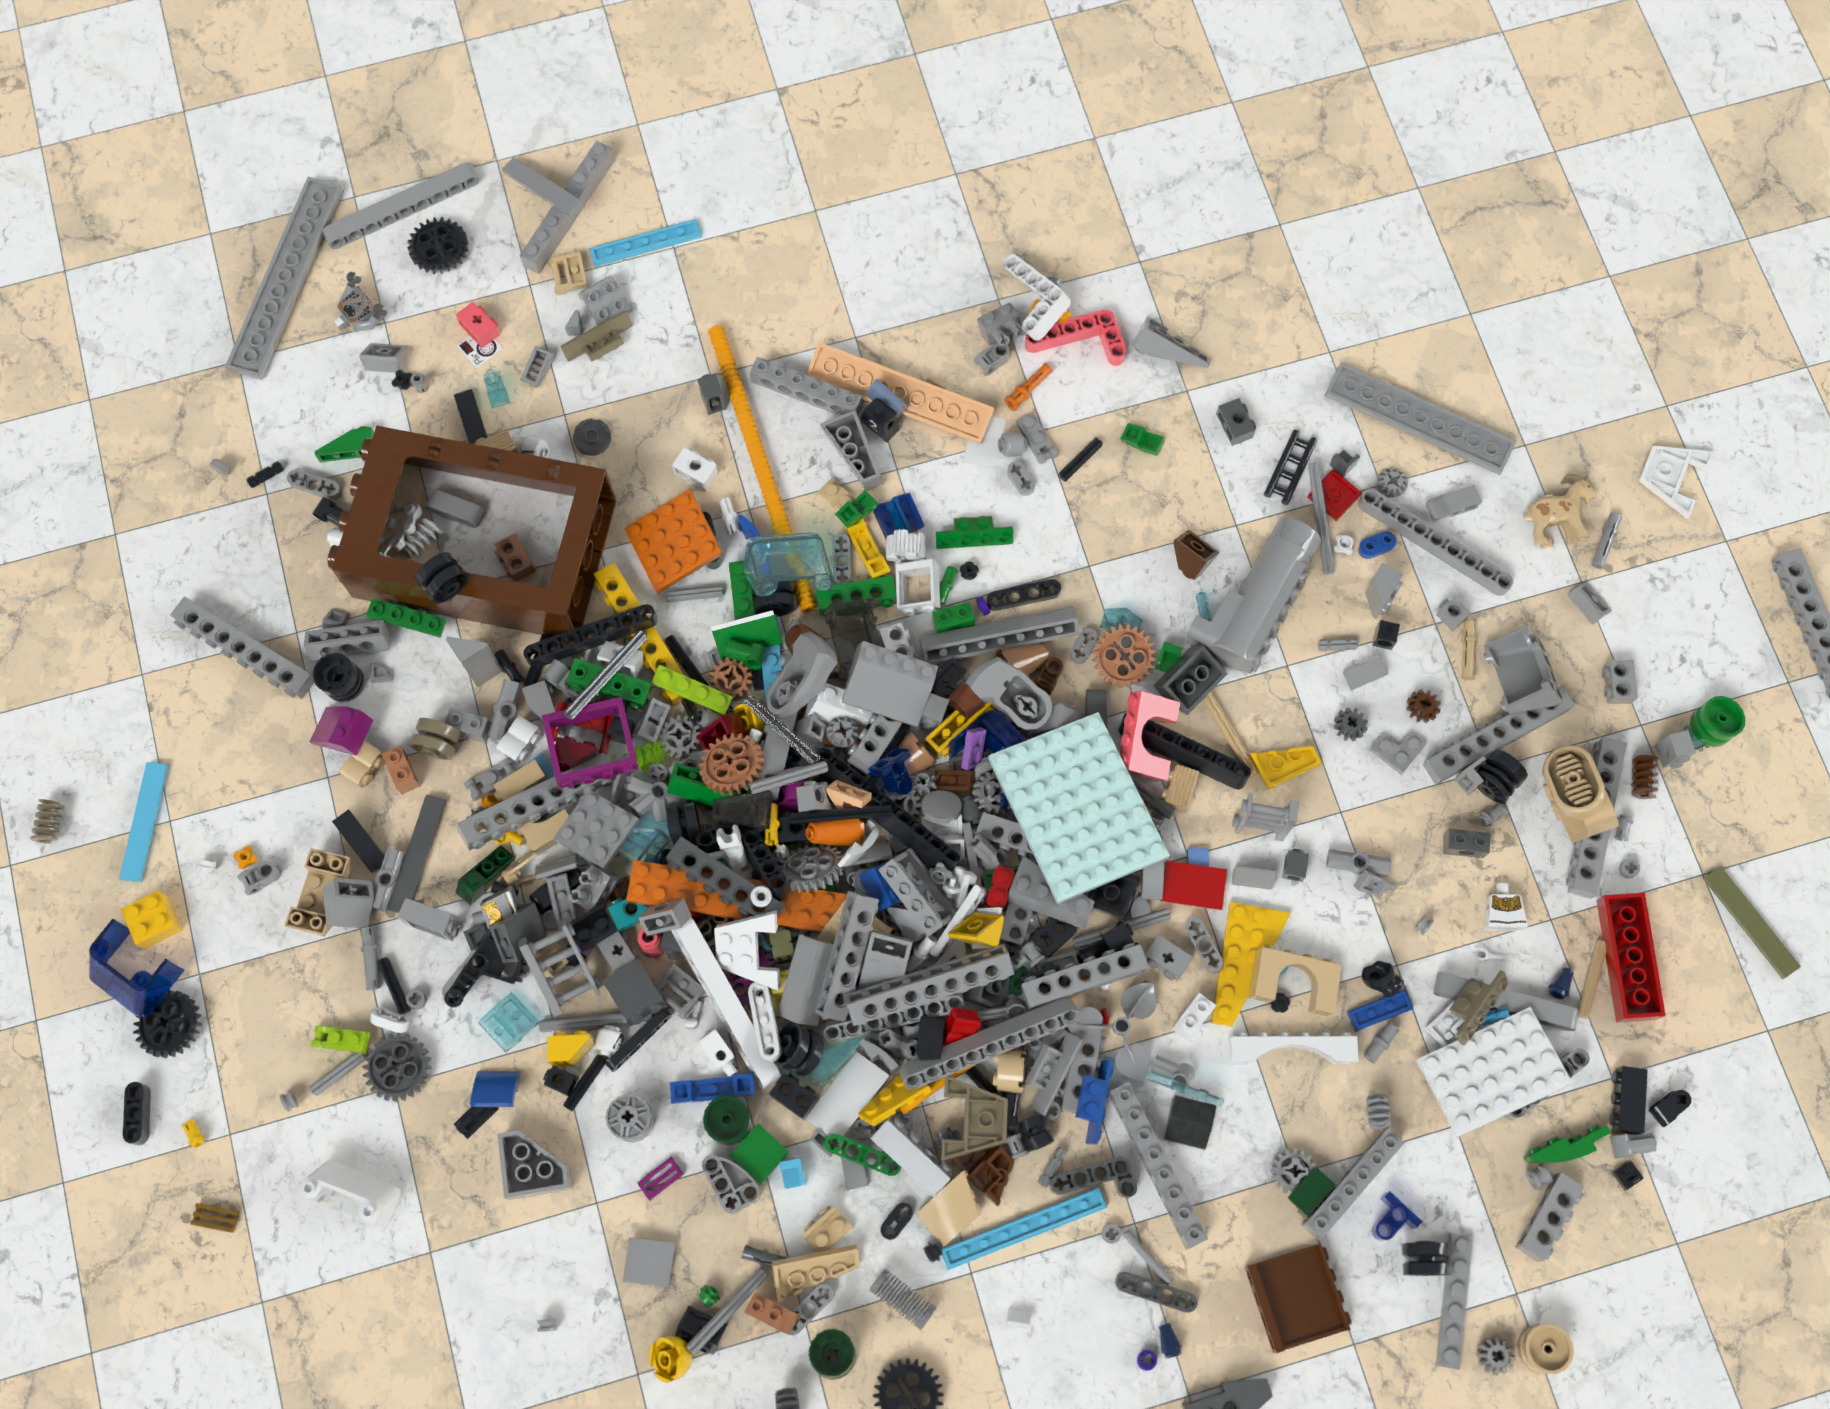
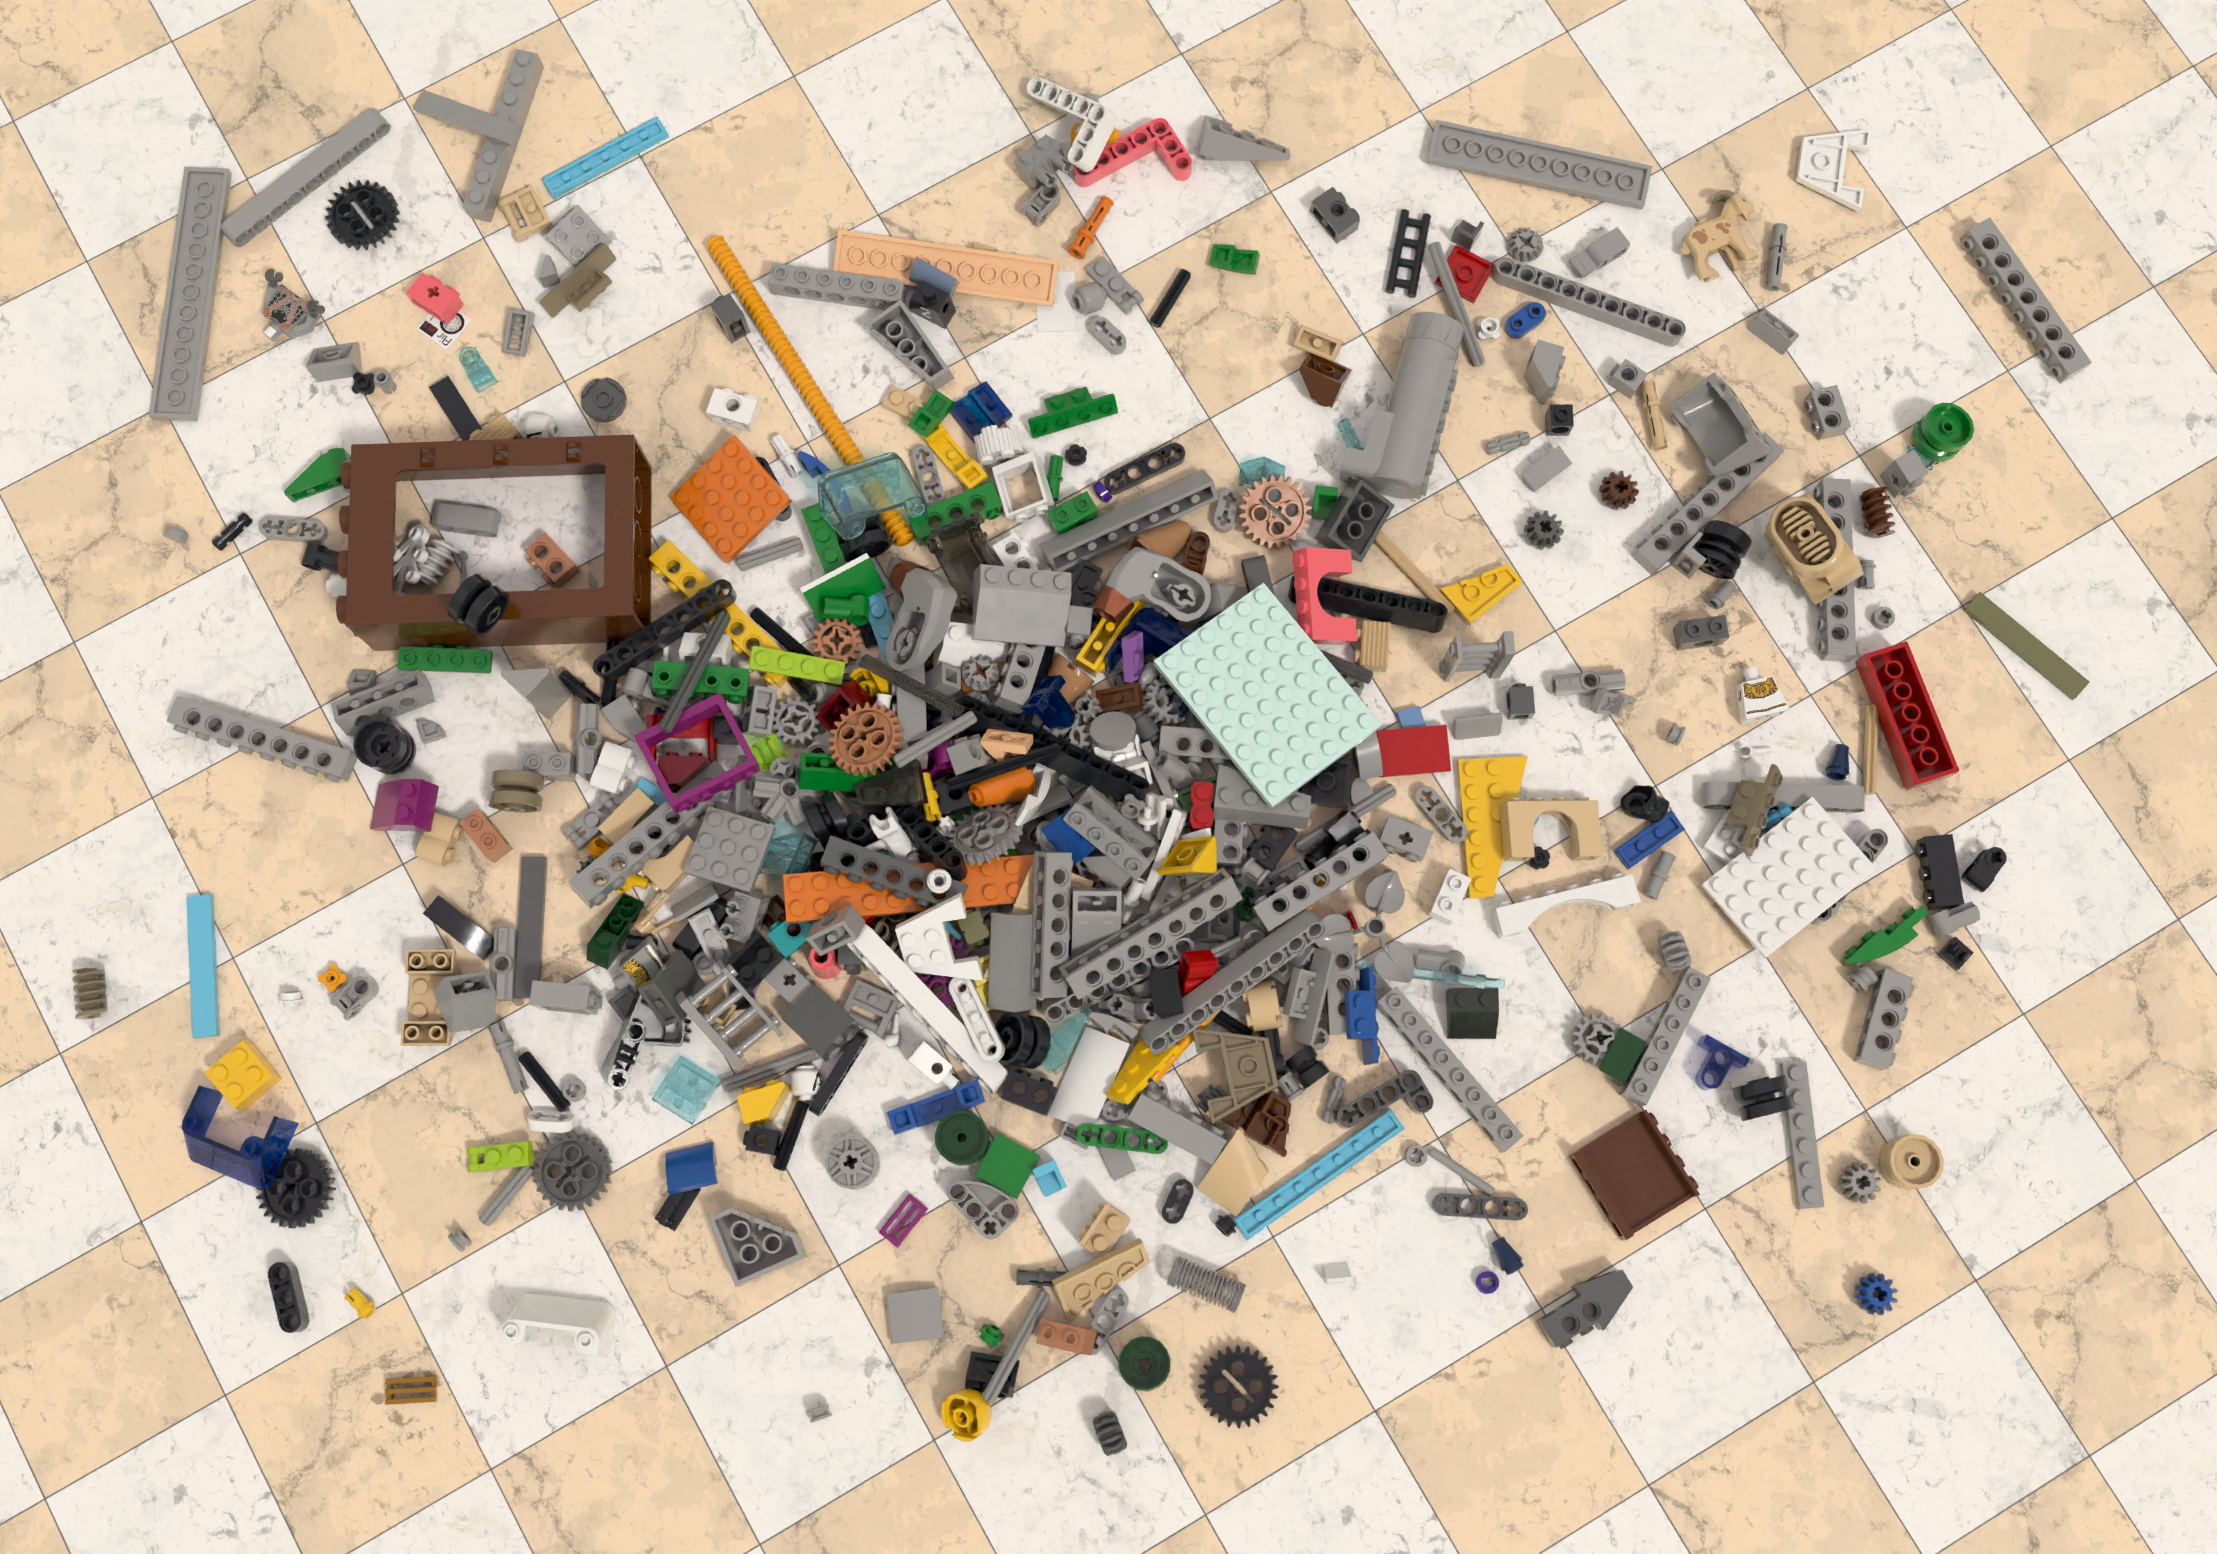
camera: 15 degrees left, 5 degrees up
(1195, 524) = (1317, 343): none -> tan slope
(1395, 755) = (1602, 553): light grey plate -> none

